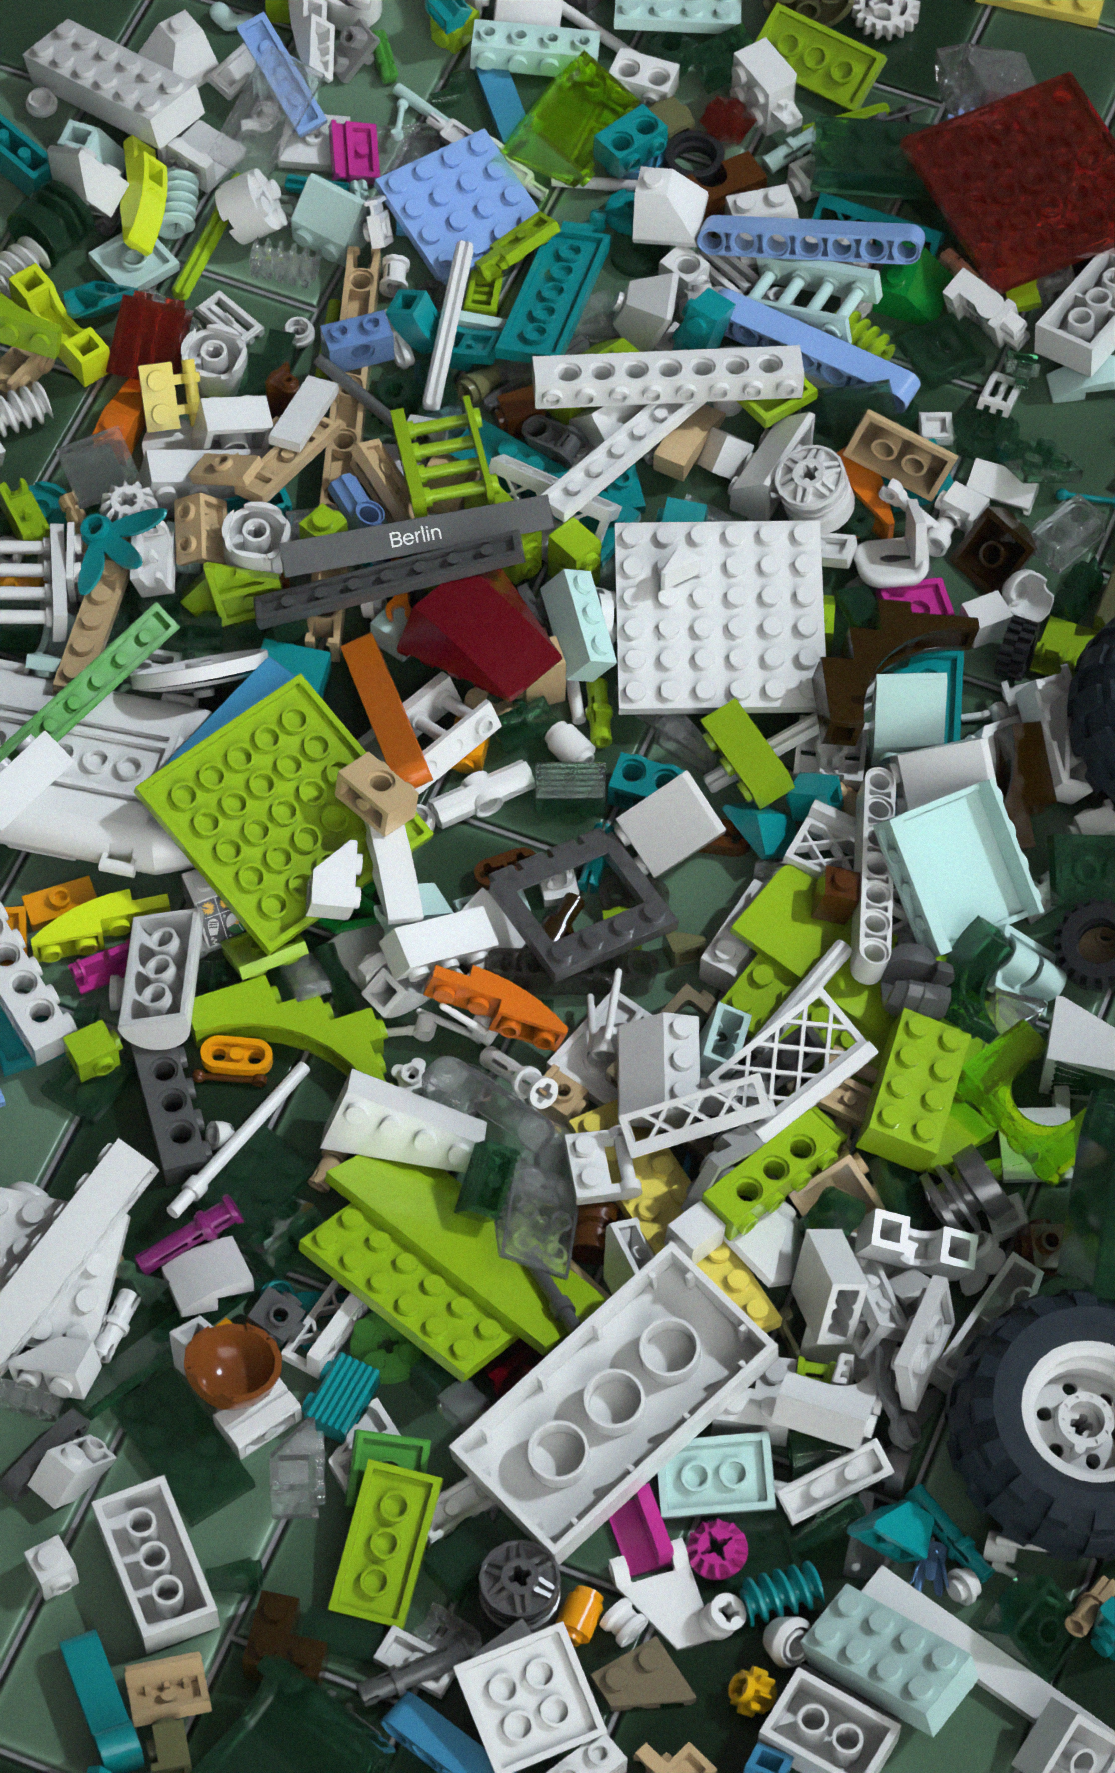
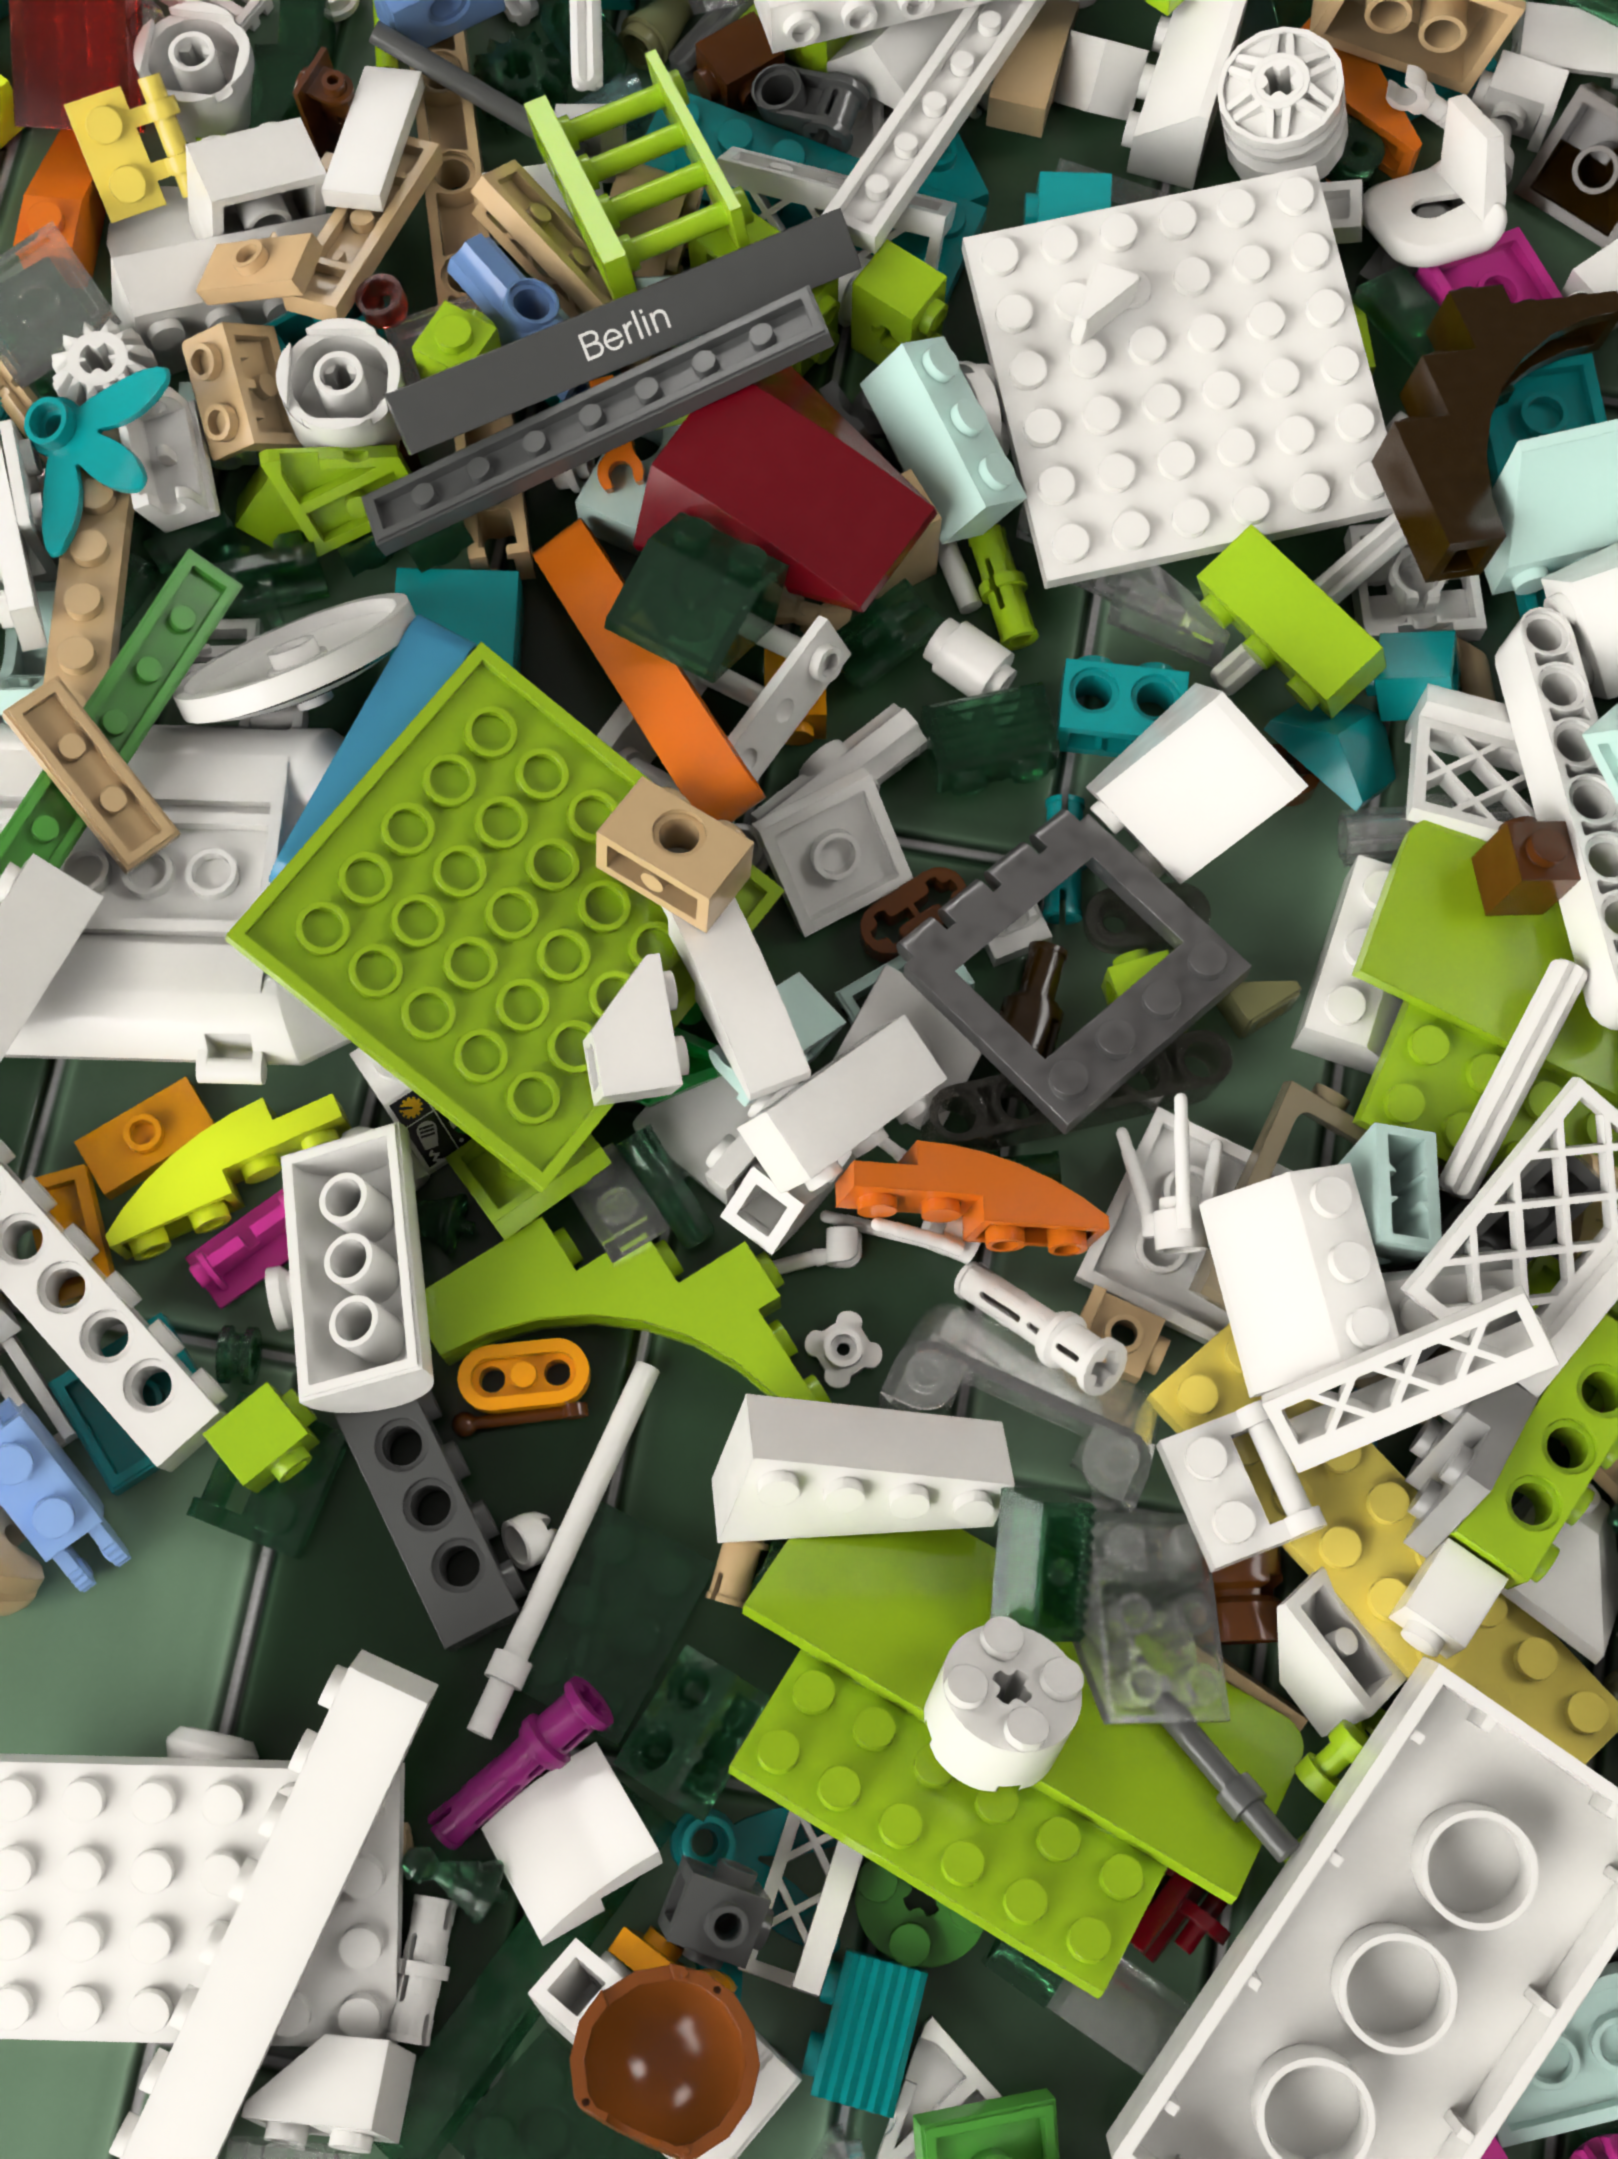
camera: 10 degrees left, 15 degrees up
(80, 703) = (91, 774): none -> tan tile
(282, 498) = (371, 302): none -> clear red hinge
(423, 677) = (698, 597): none -> clear green slope
(447, 1234) = (1002, 1706): none -> white brick
(467, 826) = (833, 851): none -> white plate

